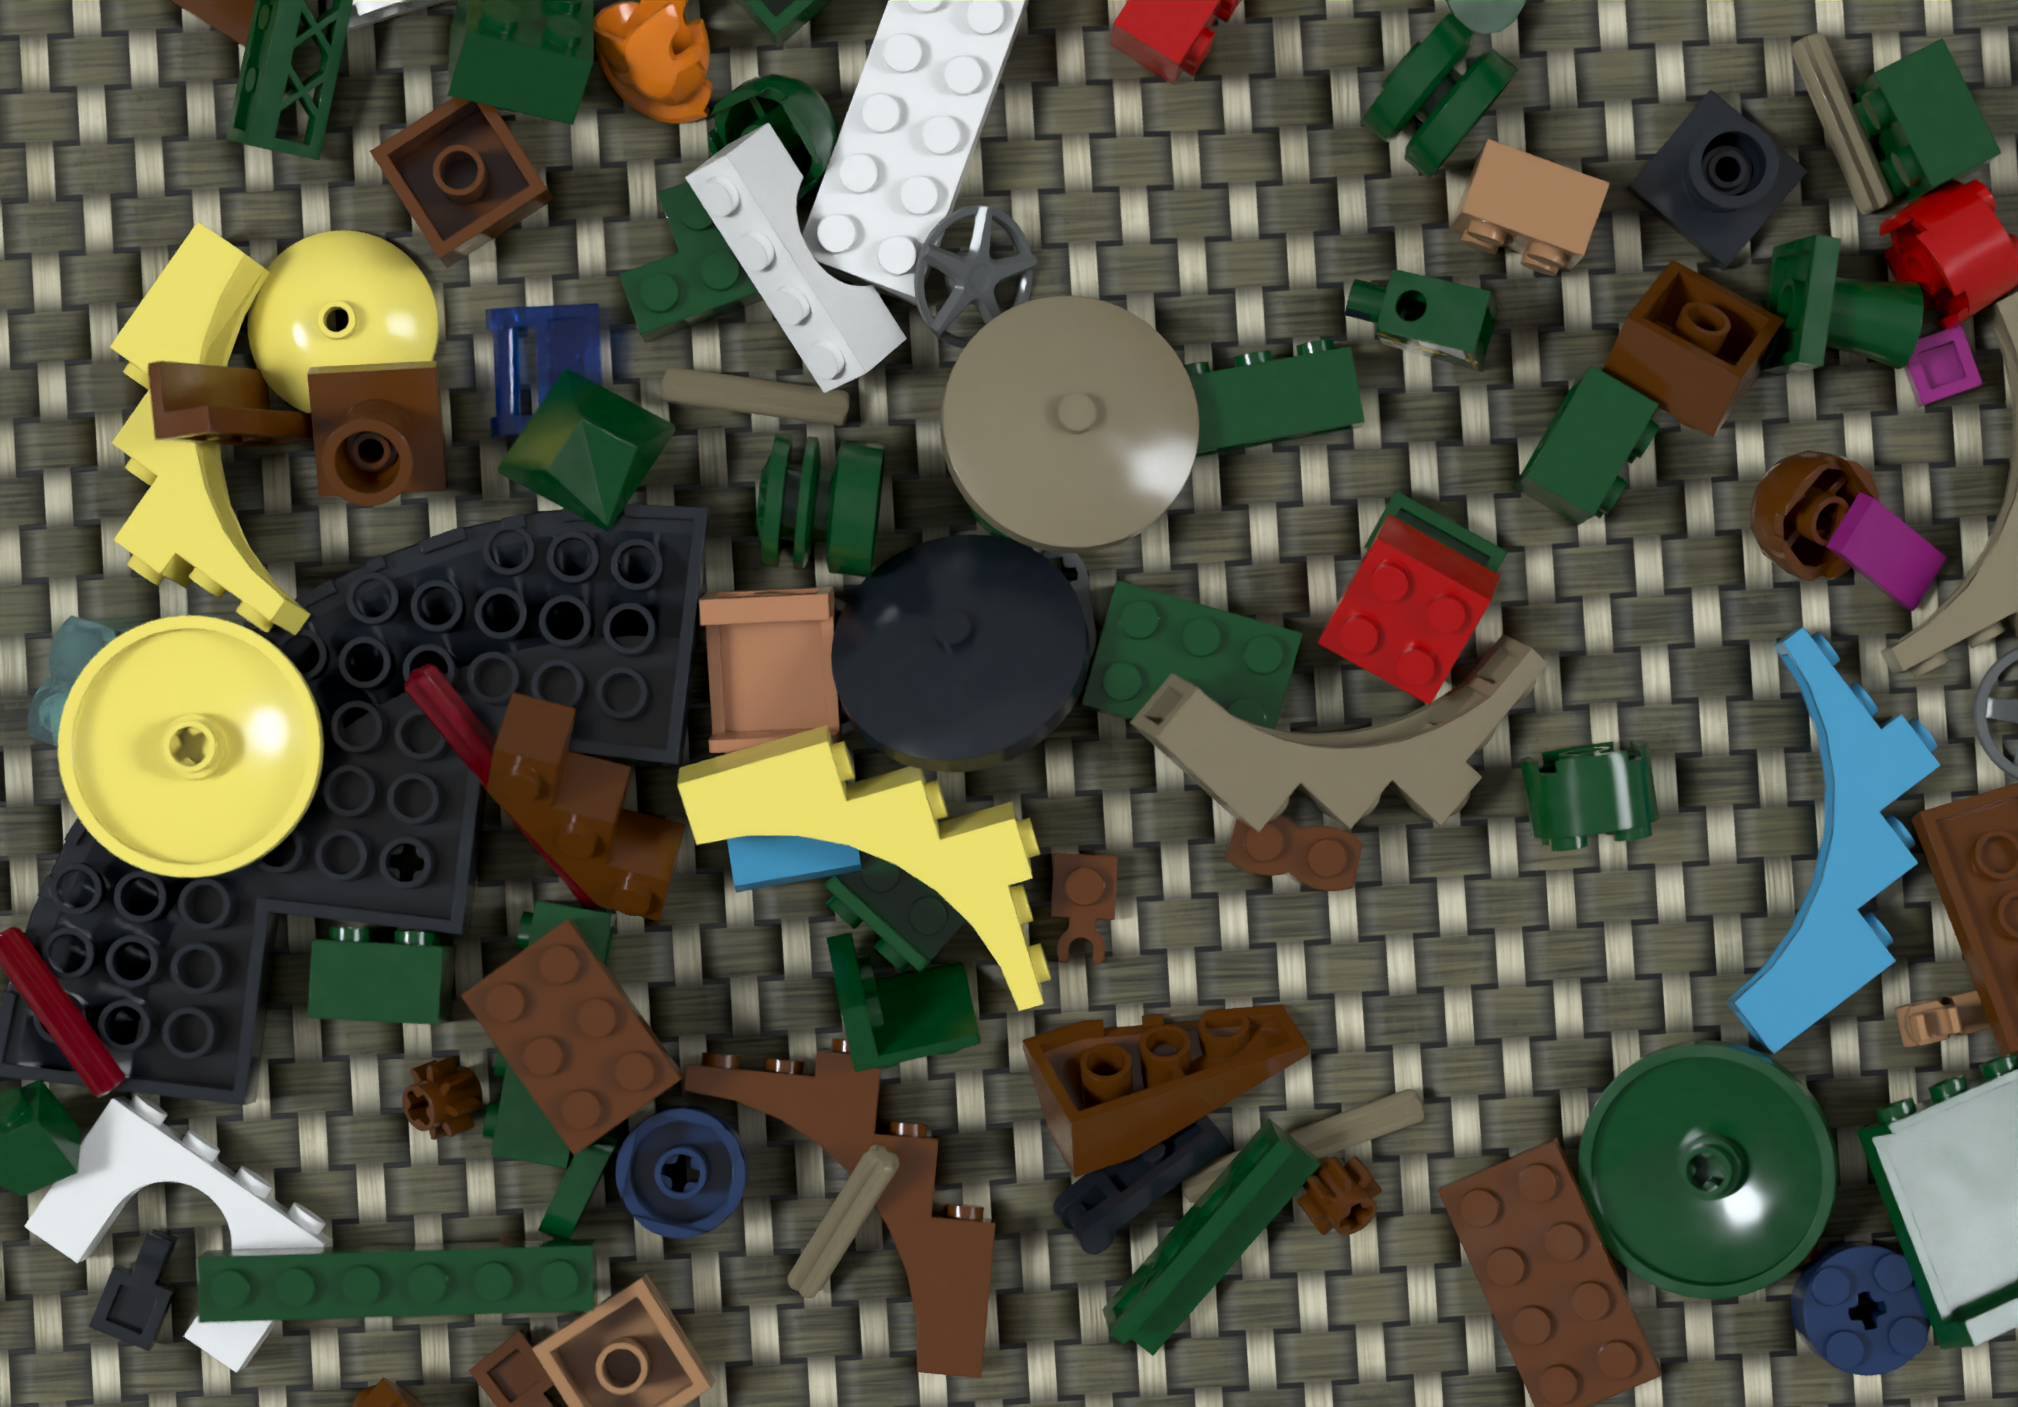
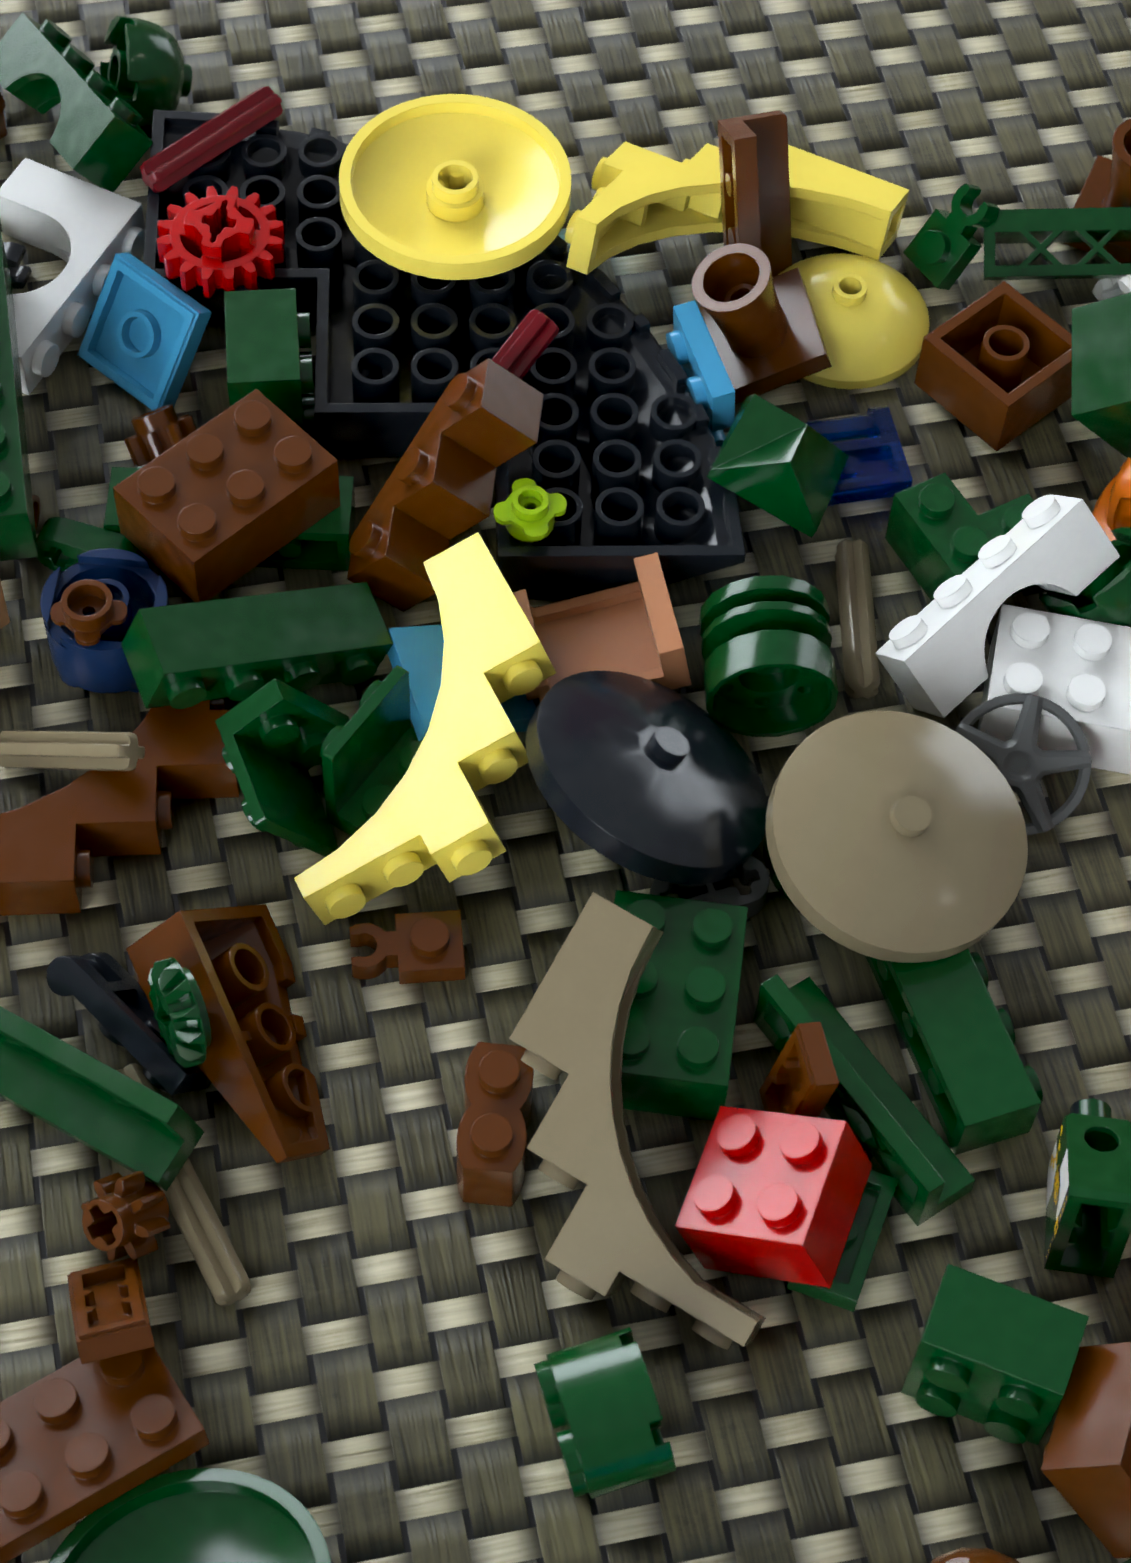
camera: 85 degrees right, 30 degrees down
(218, 1043) = (220, 241): none -> red gear
(266, 188) = (946, 239): none -> dark green plate
(303, 1108) = (143, 332): none -> dark azure plate
(468, 506) = (706, 374): none -> dark azure plate
(636, 743) = (529, 524): none -> lime plate
(707, 1208) = (87, 597): none -> reddish brown plate
(752, 1022) = (245, 642): none -> dark green brick
(1174, 1131) = (180, 1012): none -> dark green gear
(1299, 502) = (870, 1101): none -> dark green fence
(1304, 567) = (802, 1074): none -> reddish brown plate
(1434, 1215) = (109, 1310): none -> reddish brown plate

